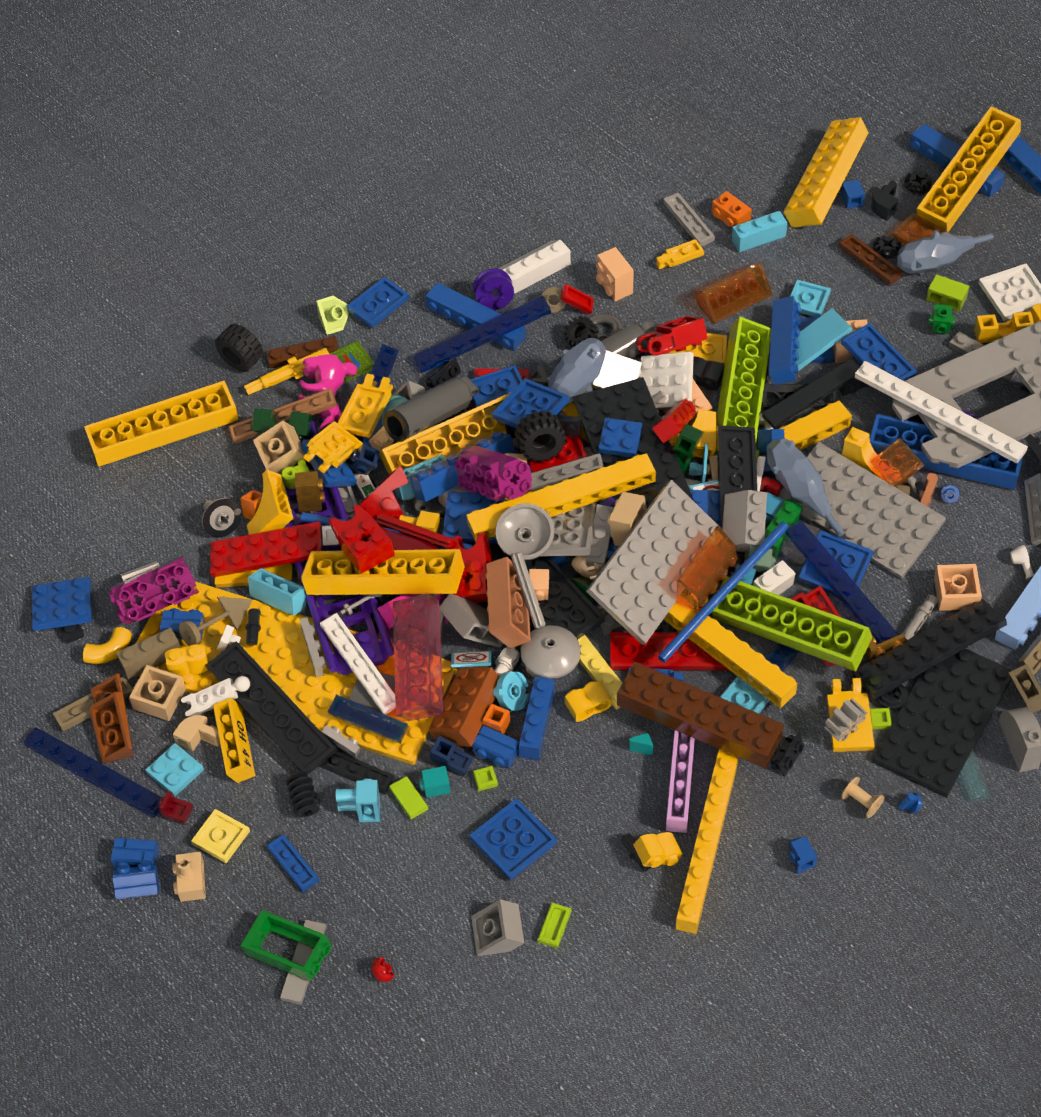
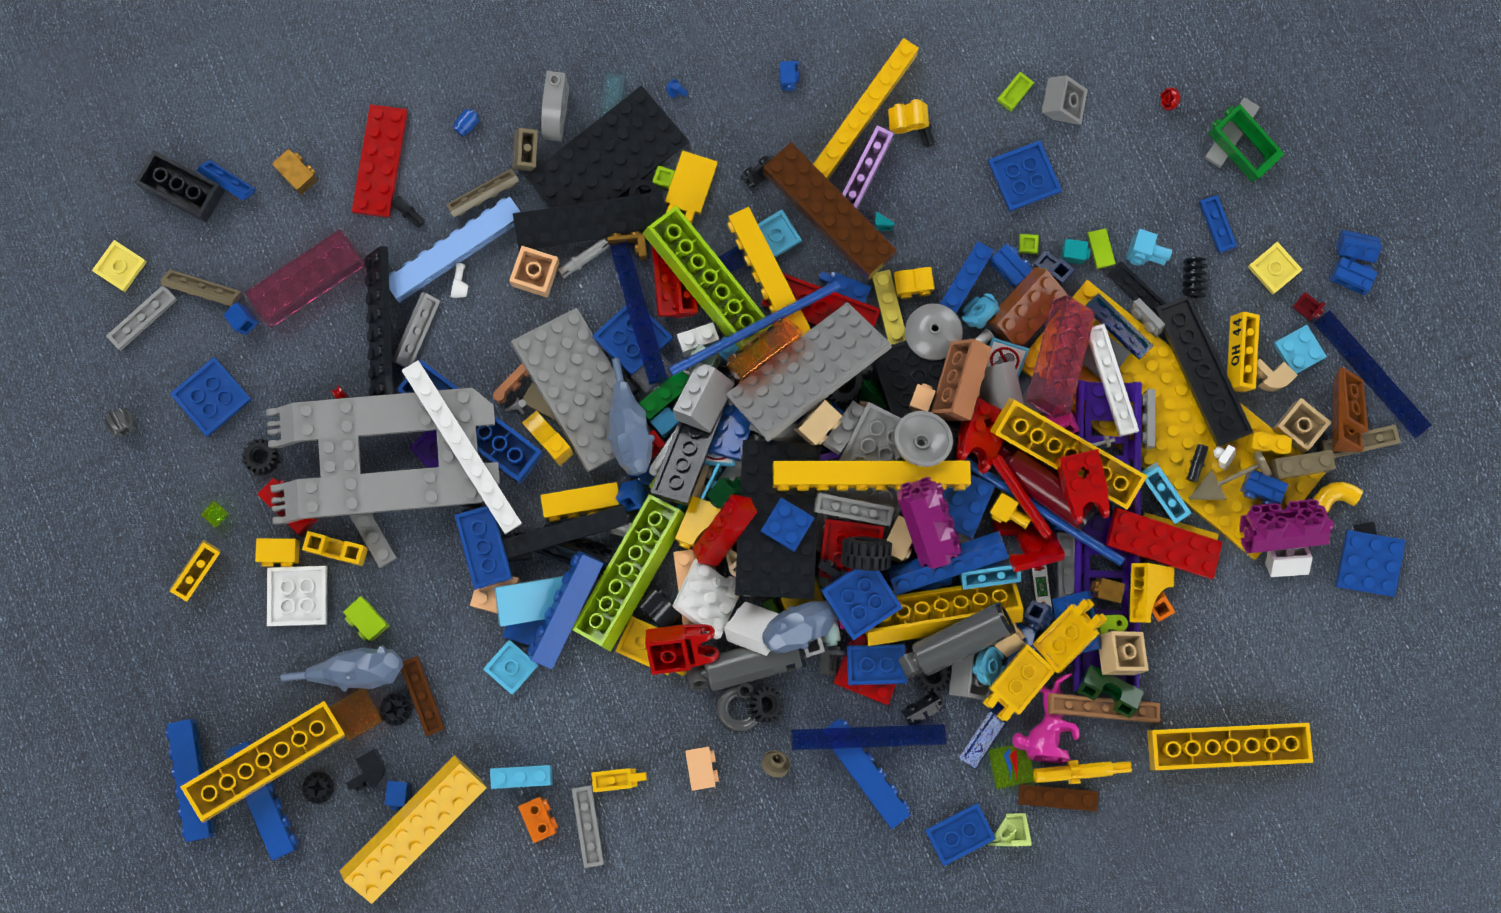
camera: 165 degrees left, 25 degrees up
(190, 876) = (1310, 238): tan brick -> none
(204, 699) = (1251, 399): white plate -> none
(221, 517) = (1197, 603): piece -> none
(239, 347) = (1128, 812): black tyre -> none
(328, 536) = (1099, 528): white tile -> none
(484, 286) = (837, 793): dark purple wheel -> none
(497, 718) = (1003, 286): orange brick -> none
(528, 590) = (937, 387): light grey axle -> none
(537, 264) = (779, 826): white slope -> none
(577, 299) = (751, 753): red tile -> none
(733, 292) = (584, 705): clear orange slope -> none
(845, 720) = (701, 168): light grey gear -> none
(863, 797) = (710, 96): tan piece -> none
(897, 463) = (527, 413): clear orange plate -> none
(941, 319) = (385, 588): green brick -> none
(949, 493) = (487, 381): blue plate -> none

